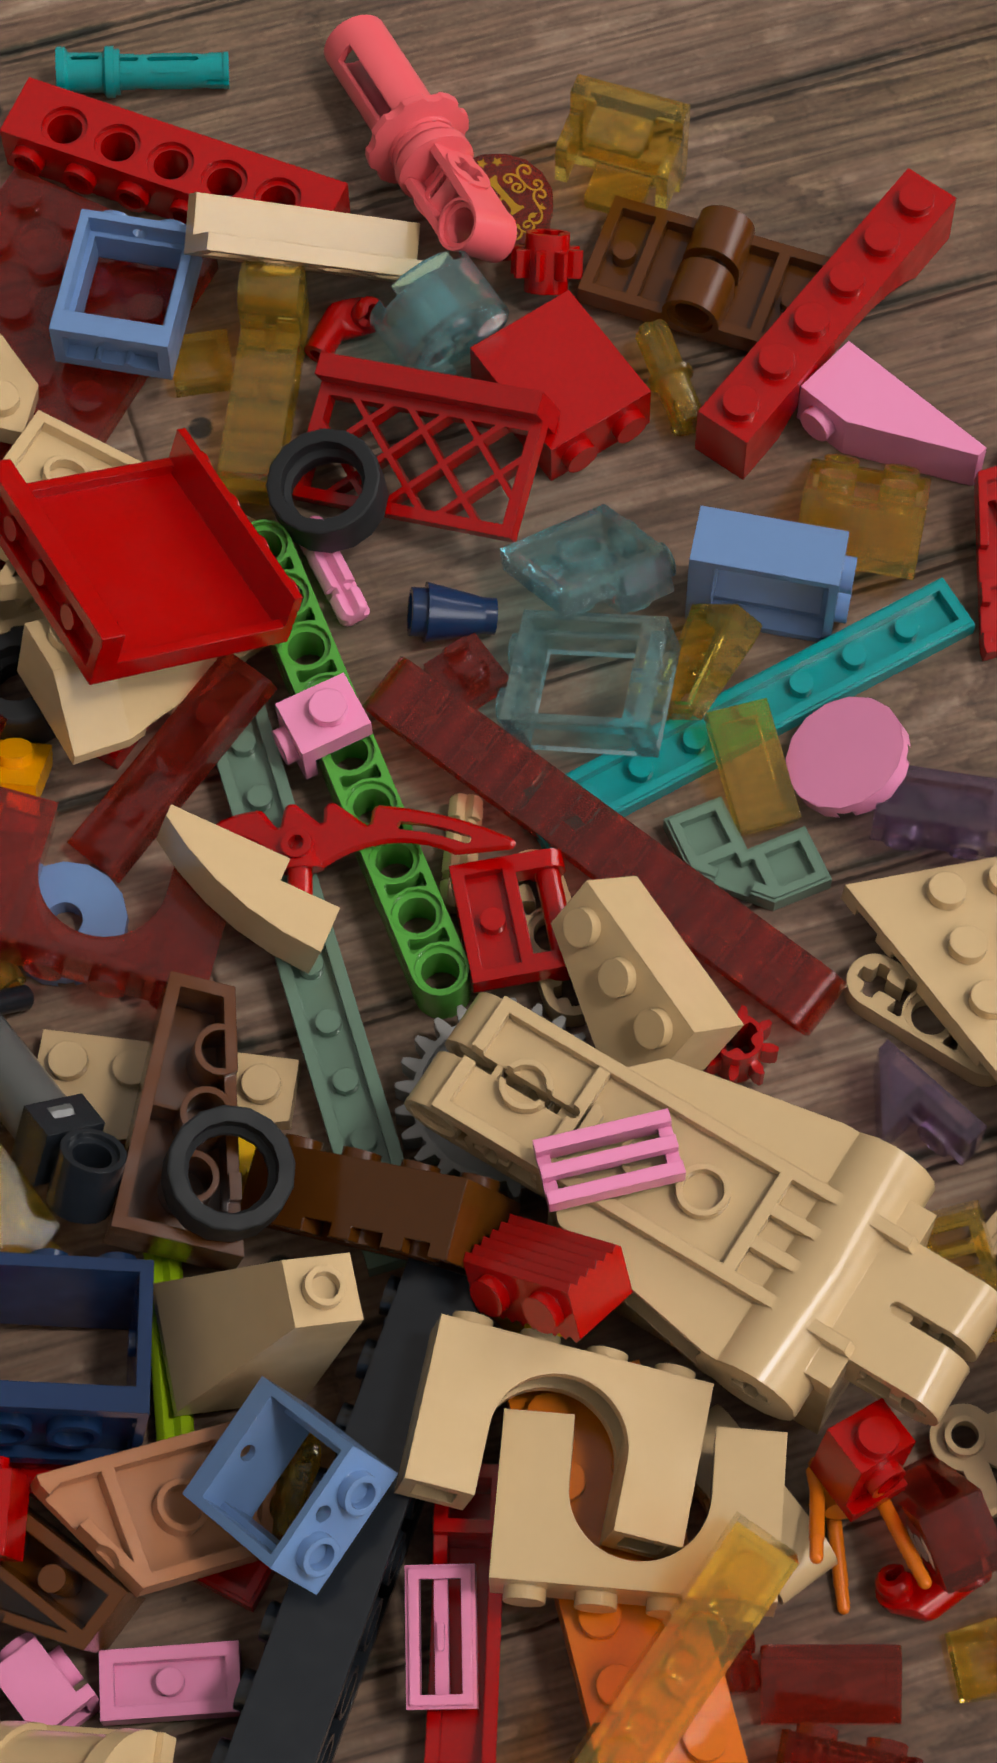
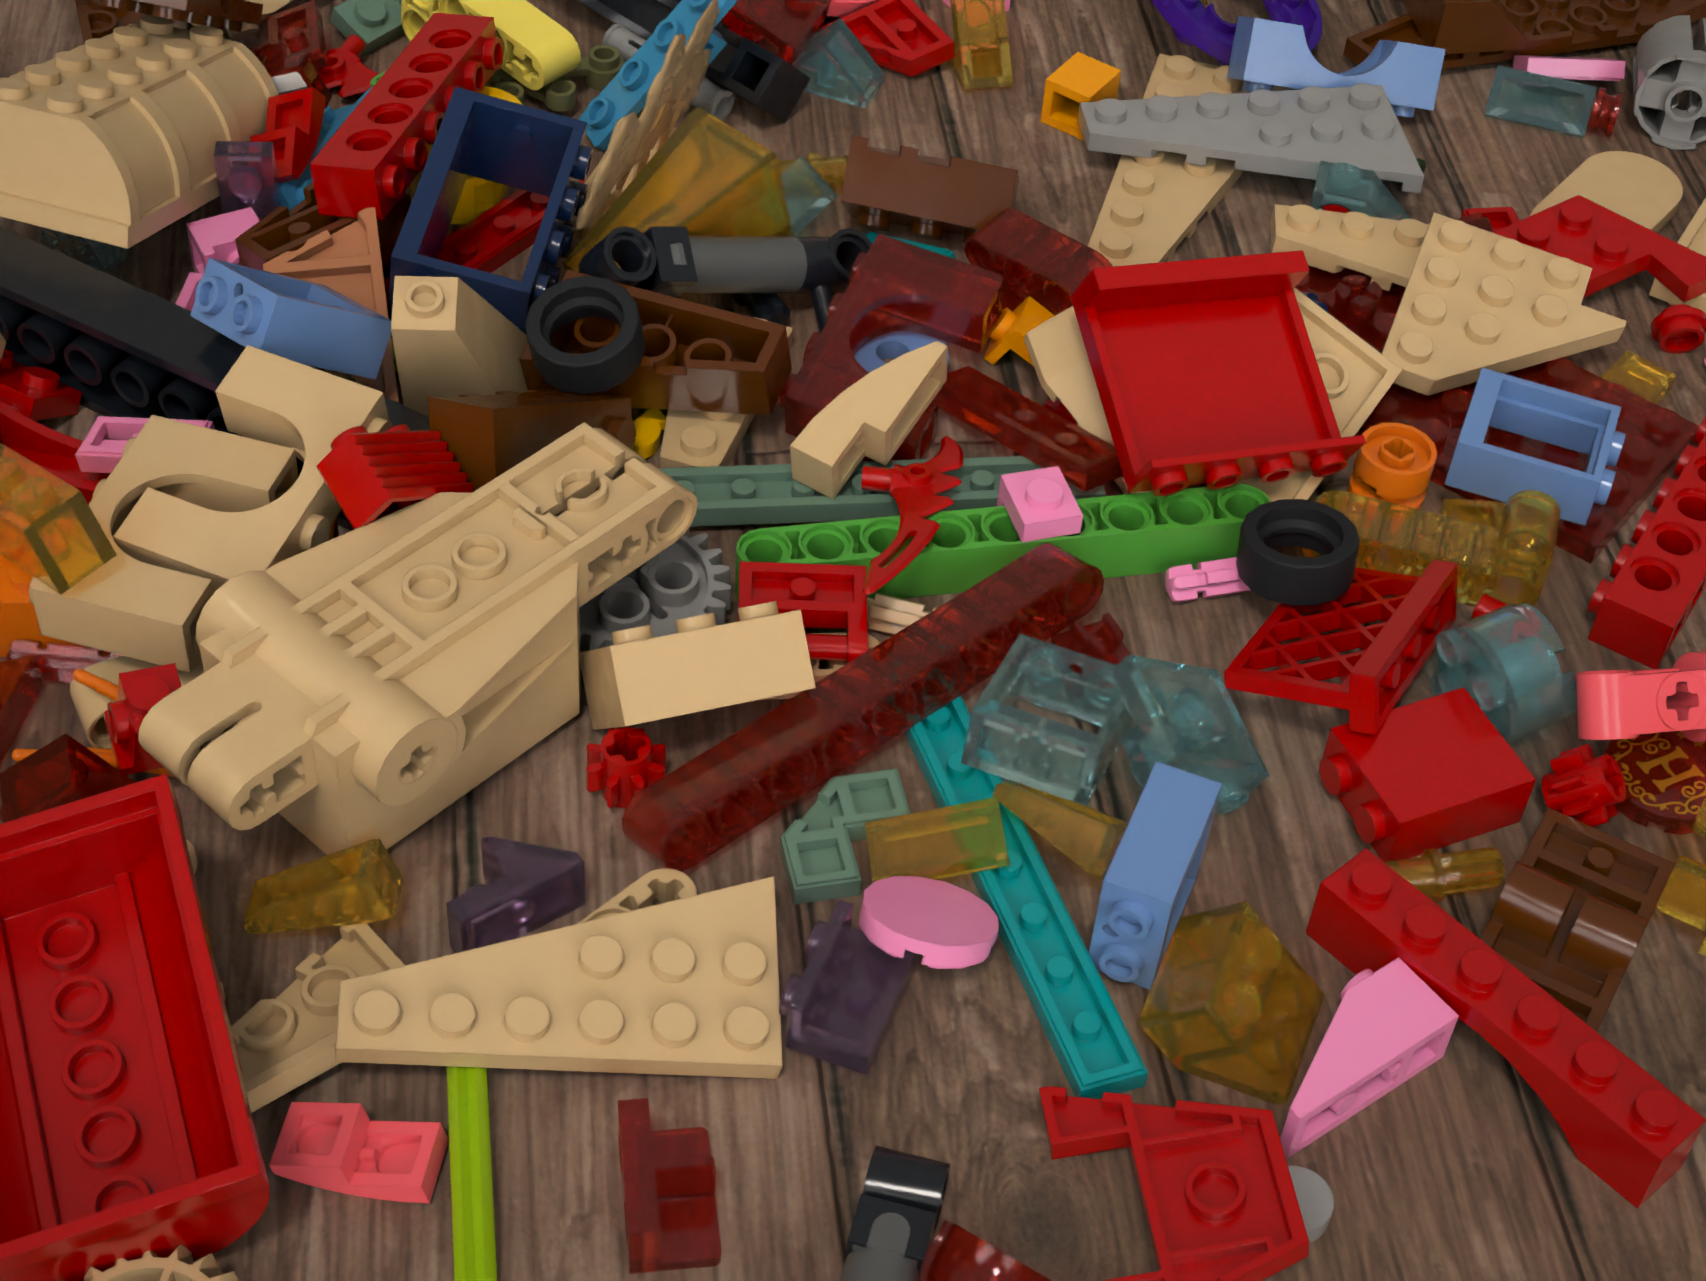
camera: 95 degrees right, 20 degrees down
(176, 402) = (1394, 465): none -> orange wheel
(300, 236) = (1589, 556): tan fence -> none
(448, 613) = (1162, 630): dark blue cone -> none
(604, 1135) = (479, 478): bright pink tile -> none

